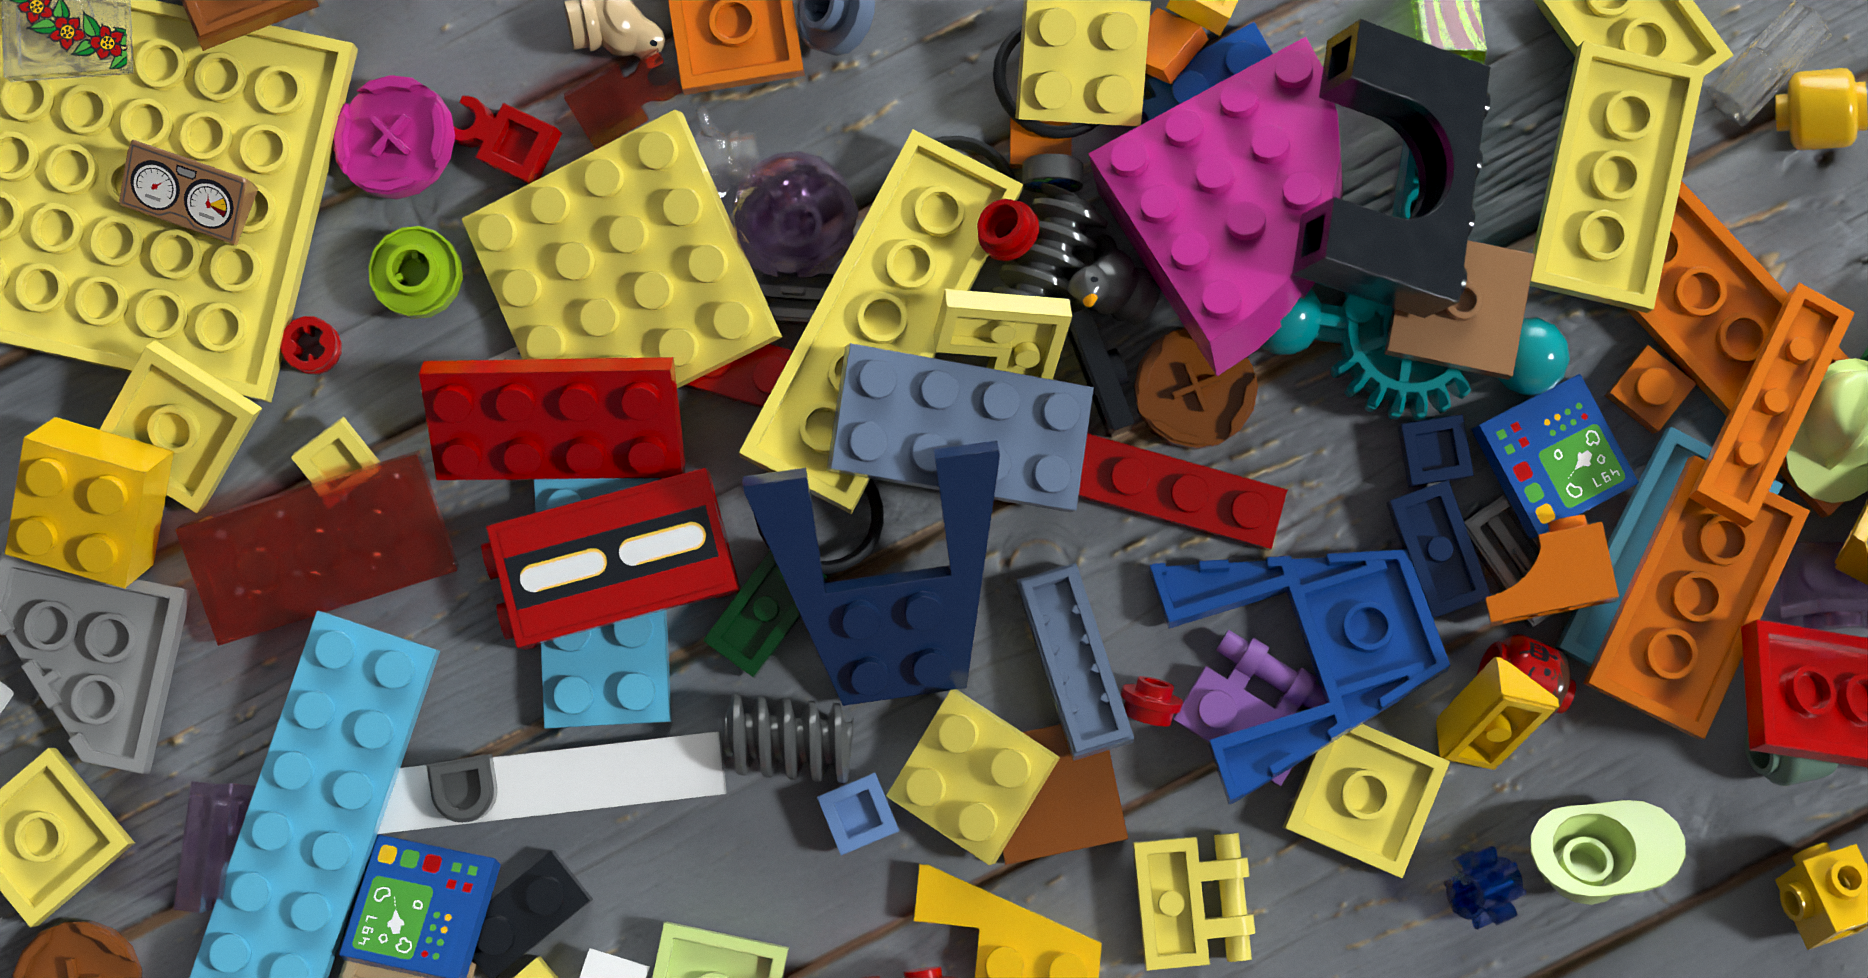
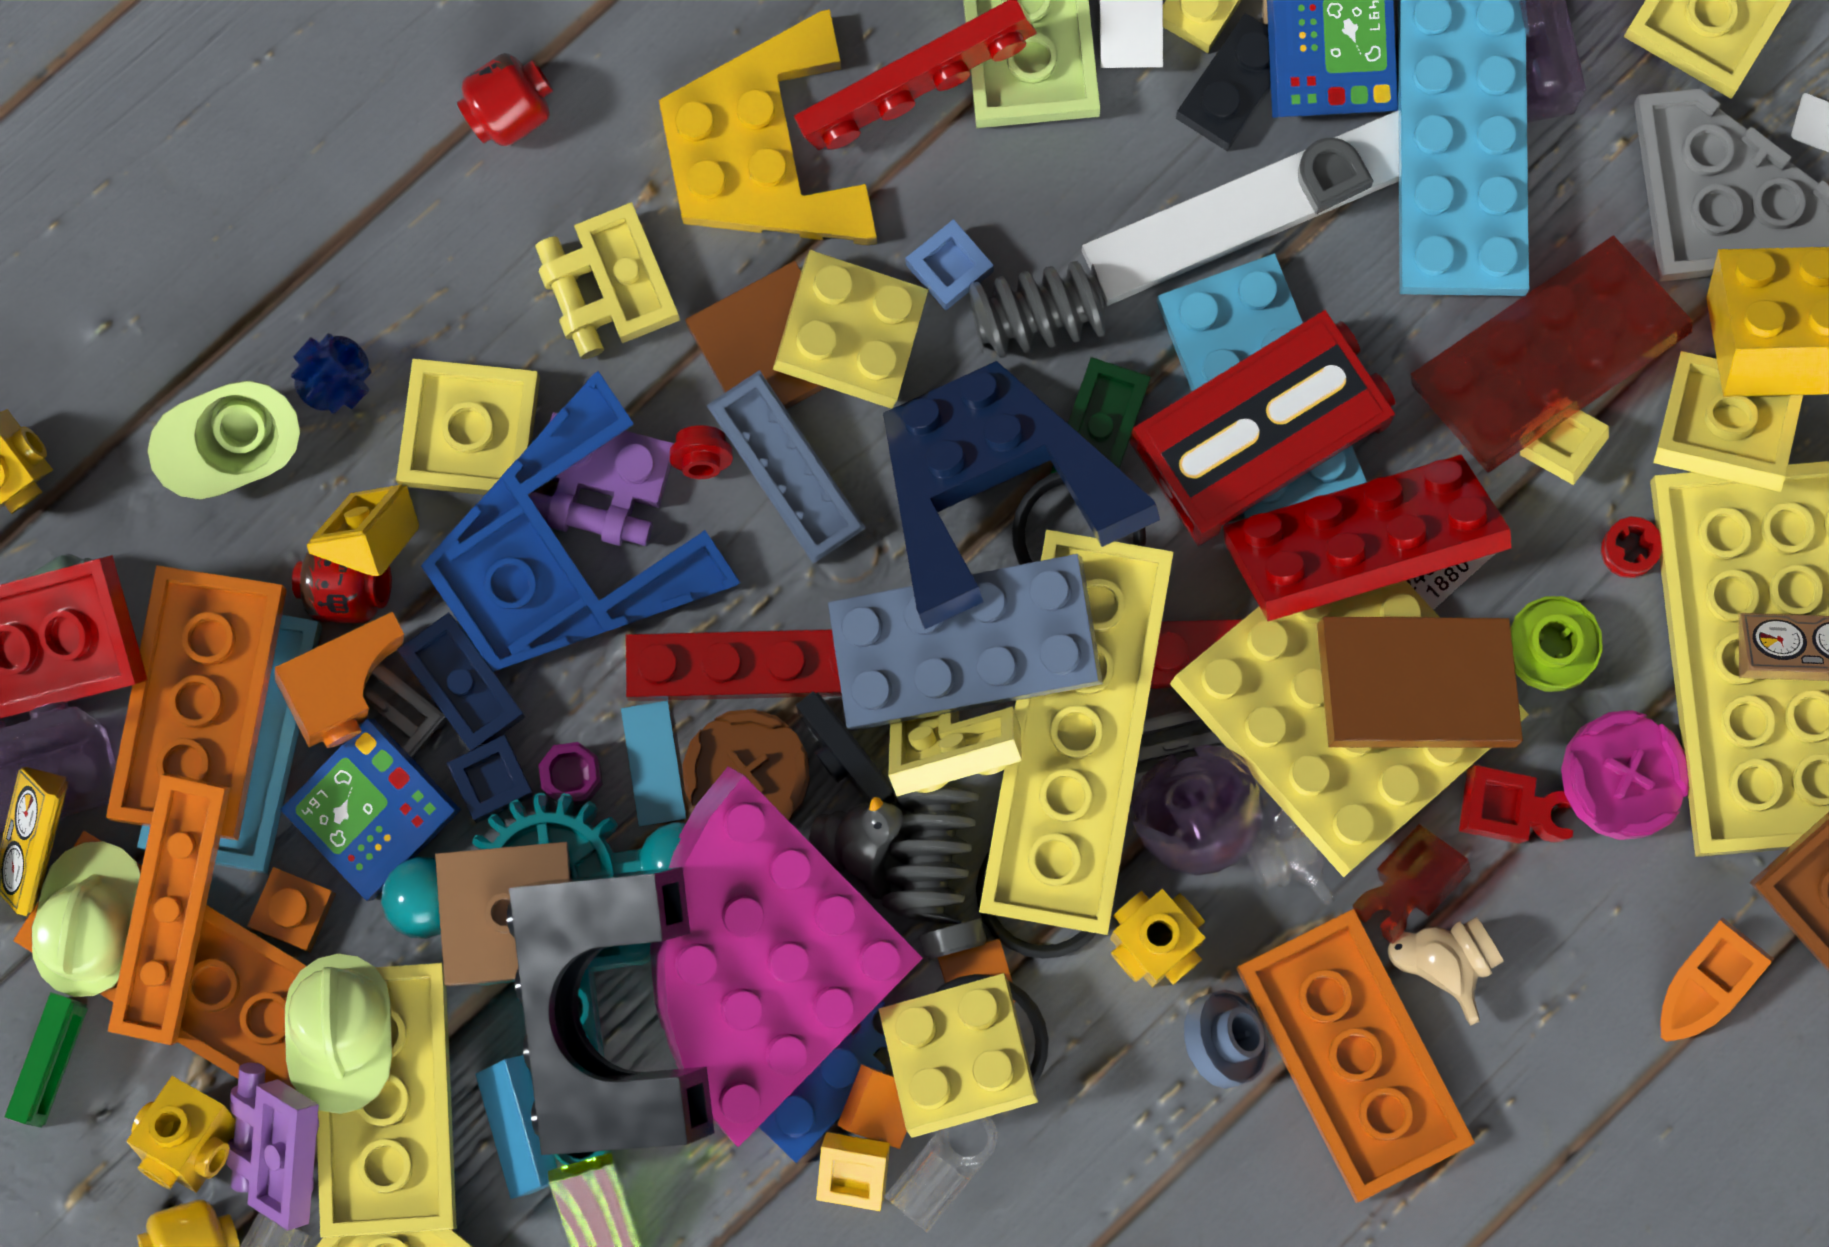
camera: 165 degrees right, 5 degrees down
(552, 265) = (1419, 682): none -> dark orange tile
(873, 136) = (1141, 957): none -> yellow brick
(998, 220) = (994, 857): red plate -> none
(1278, 425) = (653, 763): none -> medium azure sticker
(1359, 434) = (572, 771): none -> magenta tile
(1501, 130) = (508, 1105): none -> dark azure tile
(1642, 245) = (338, 1033): none -> yellowish green piece
(1726, 165) = (273, 1146): none -> medium lavender plate
(1805, 204) = (182, 1136): none -> yellow brick

